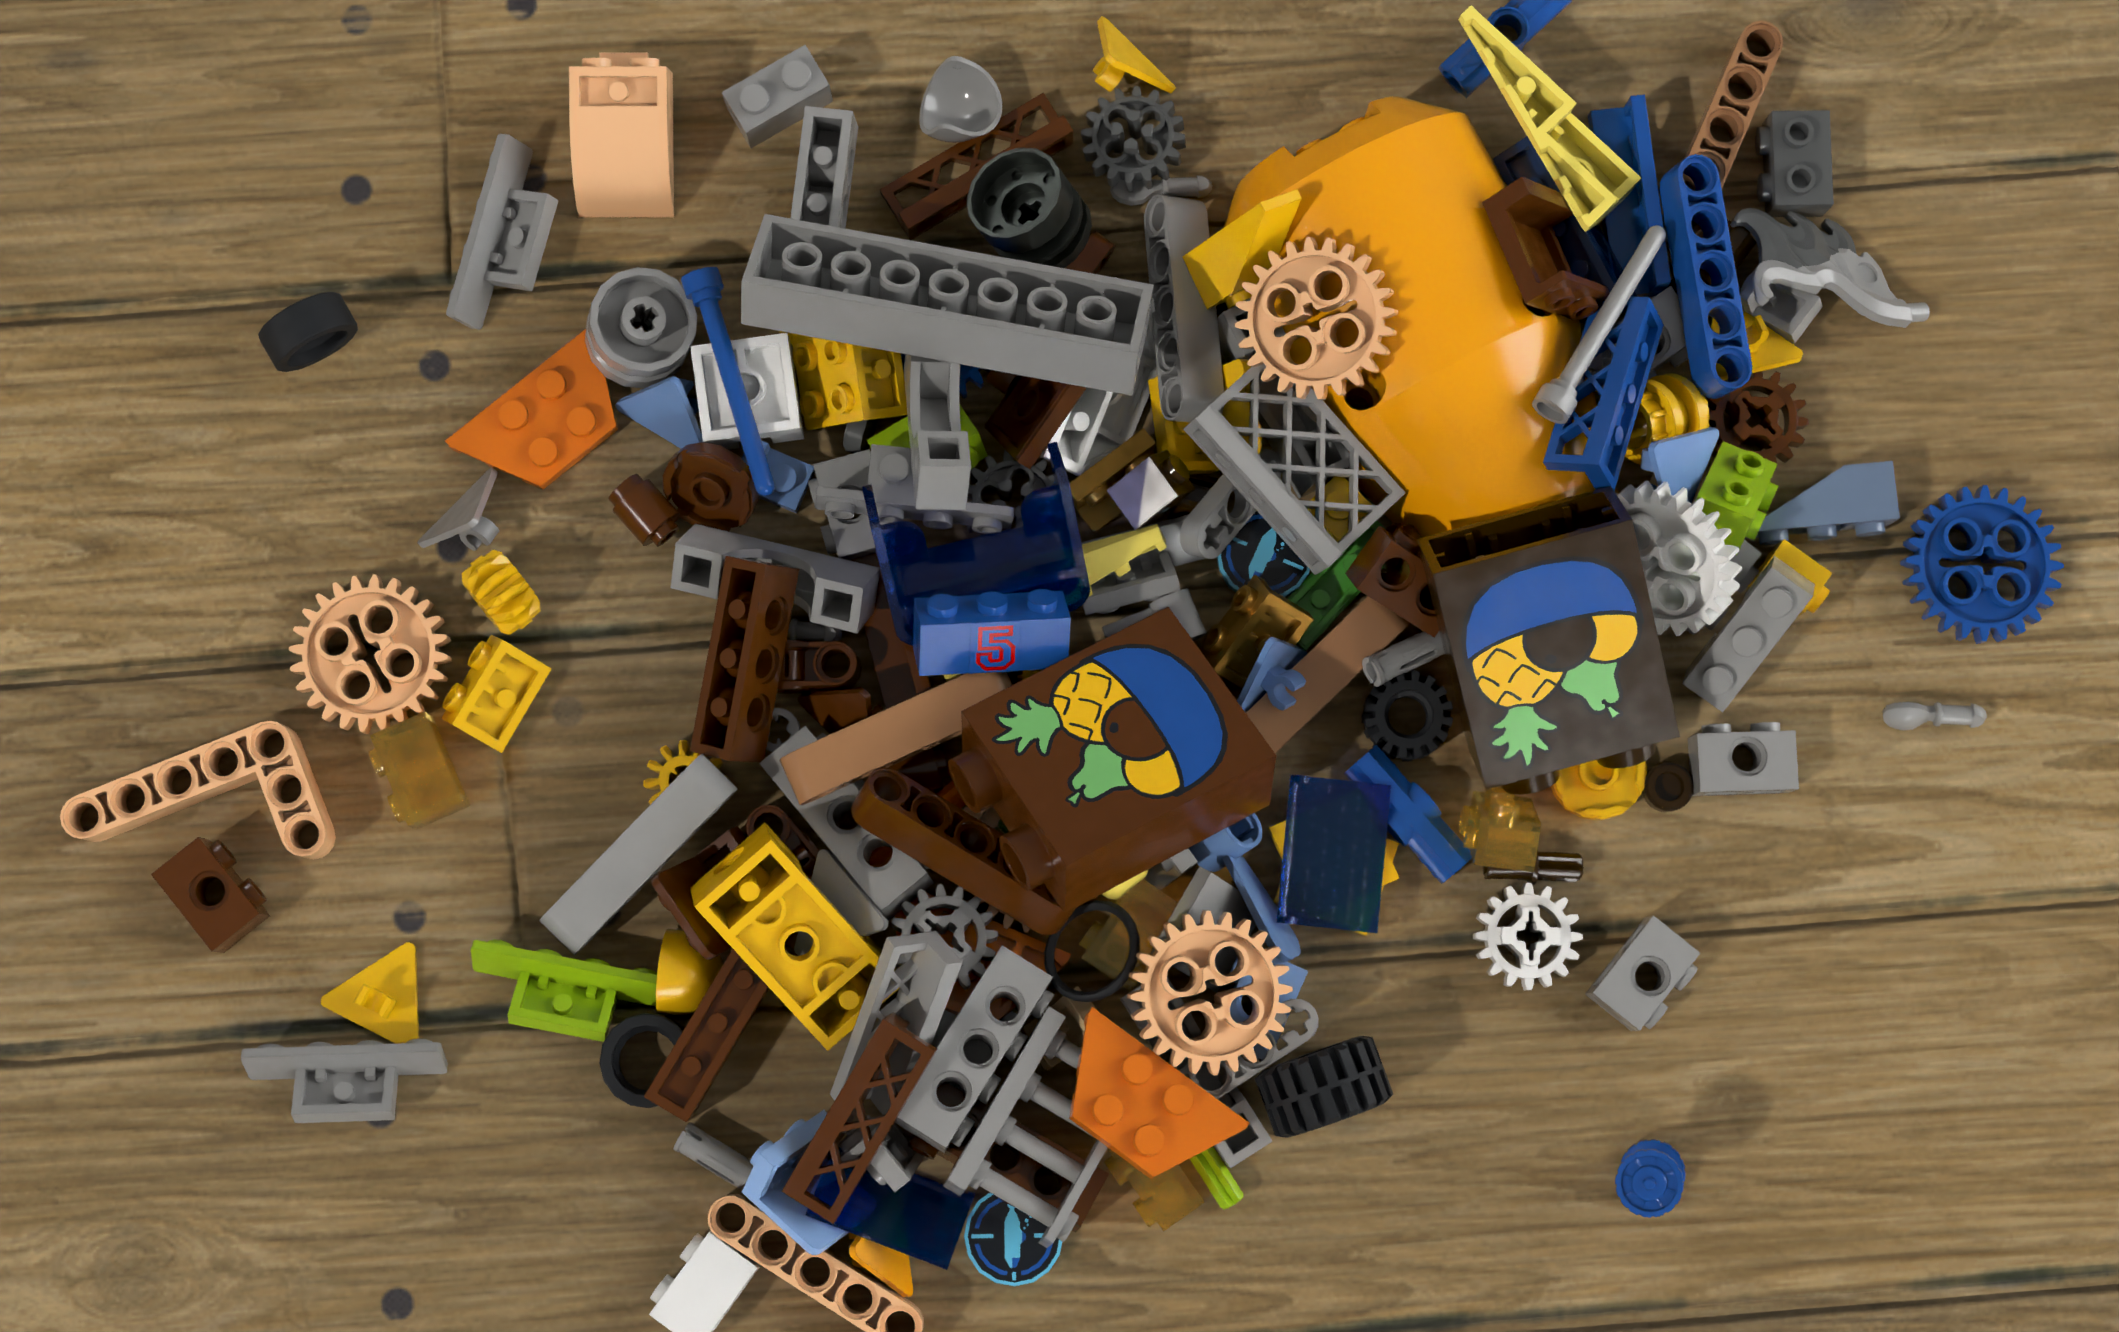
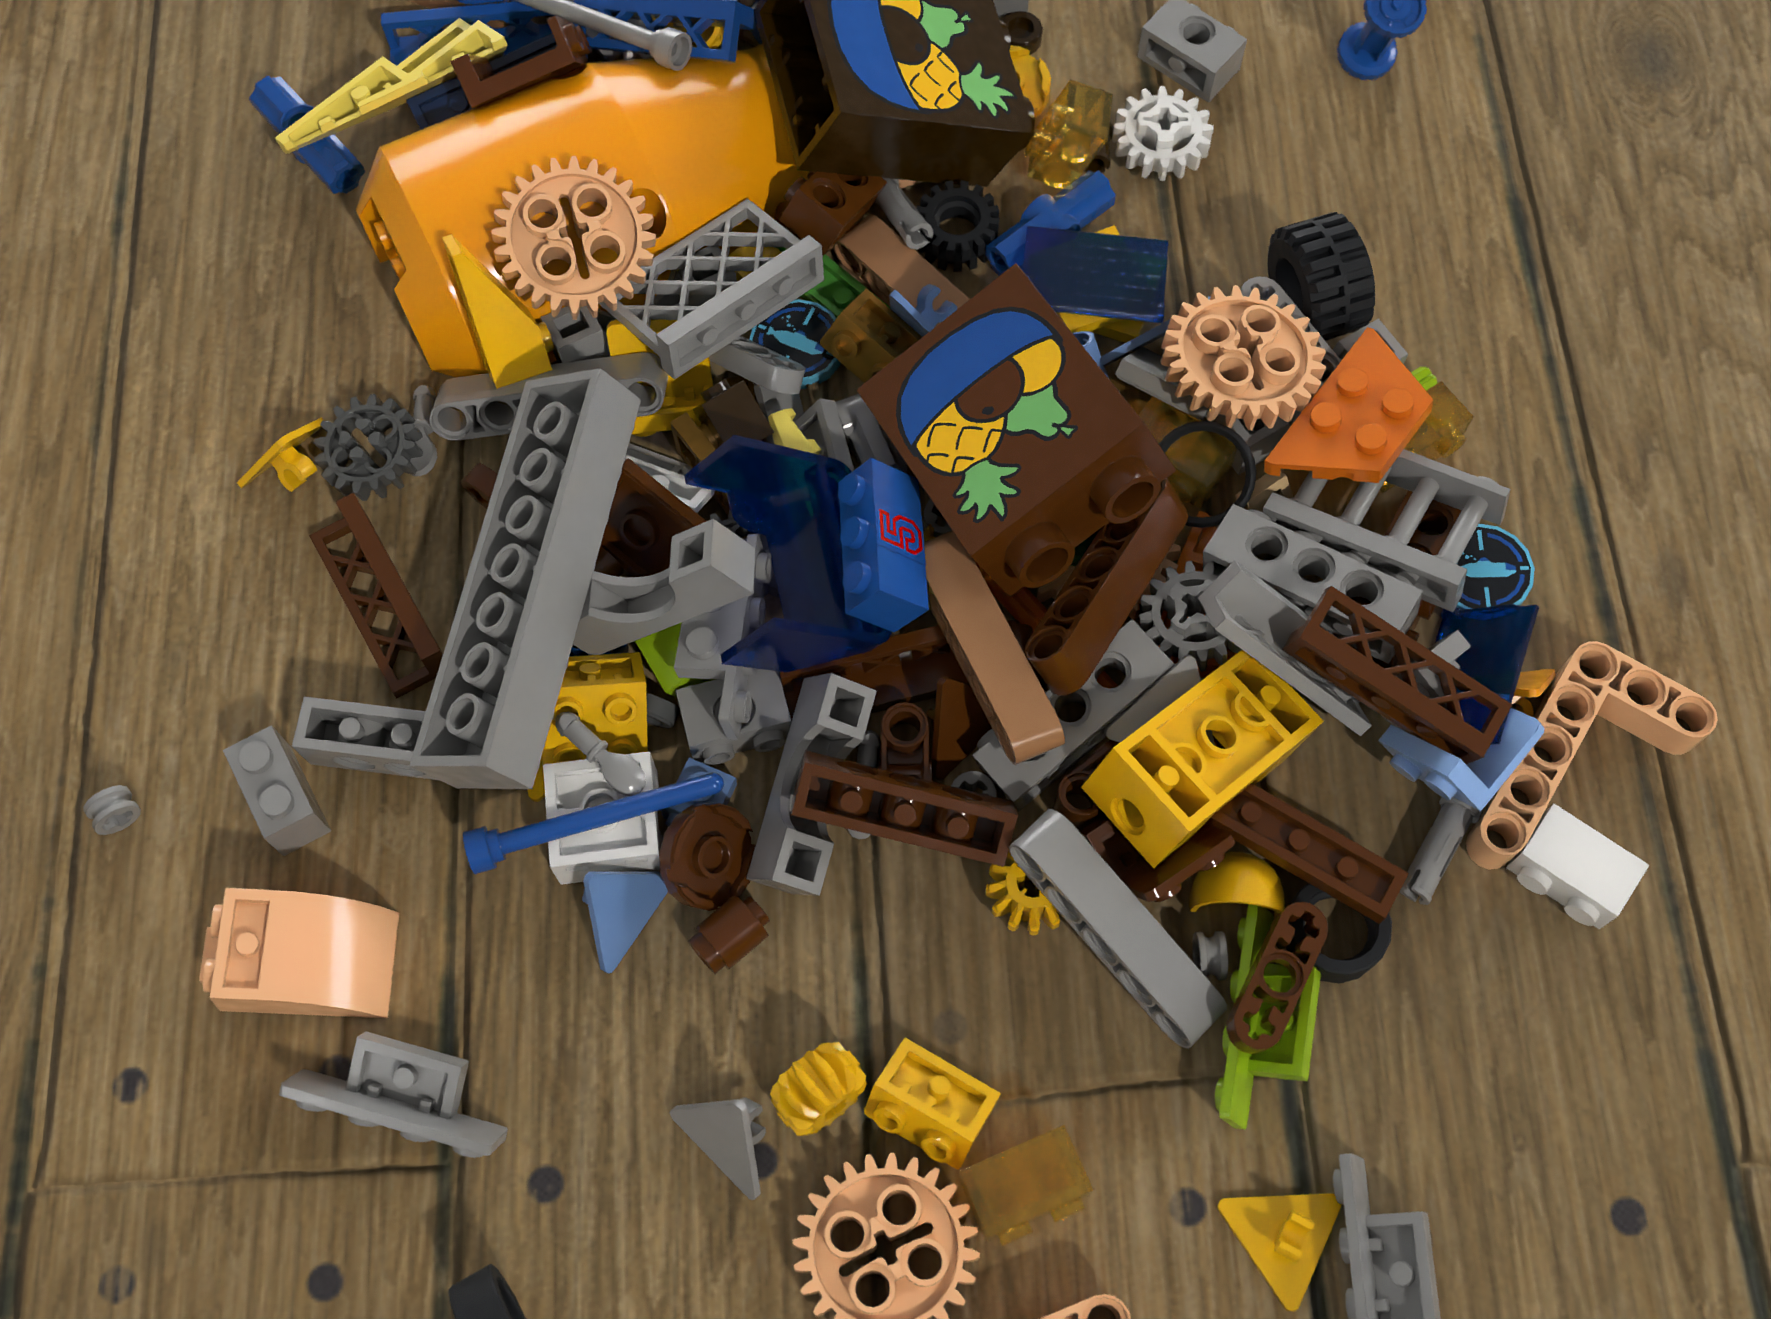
camera: 85 degrees left, 15 degrees down
(544, 419) = (616, 1050): orange wing -> none
(563, 968) = (1308, 949): none -> reddish brown beam
(623, 943) = (1211, 954): none -> light grey bush
(647, 300) = (523, 931): light grey wheel -> none
(777, 400) = (618, 769): none -> light grey piece
(960, 102) = (308, 609): light grey helmet -> none
(1029, 209) = (426, 526): pearl dark grey wheel -> none

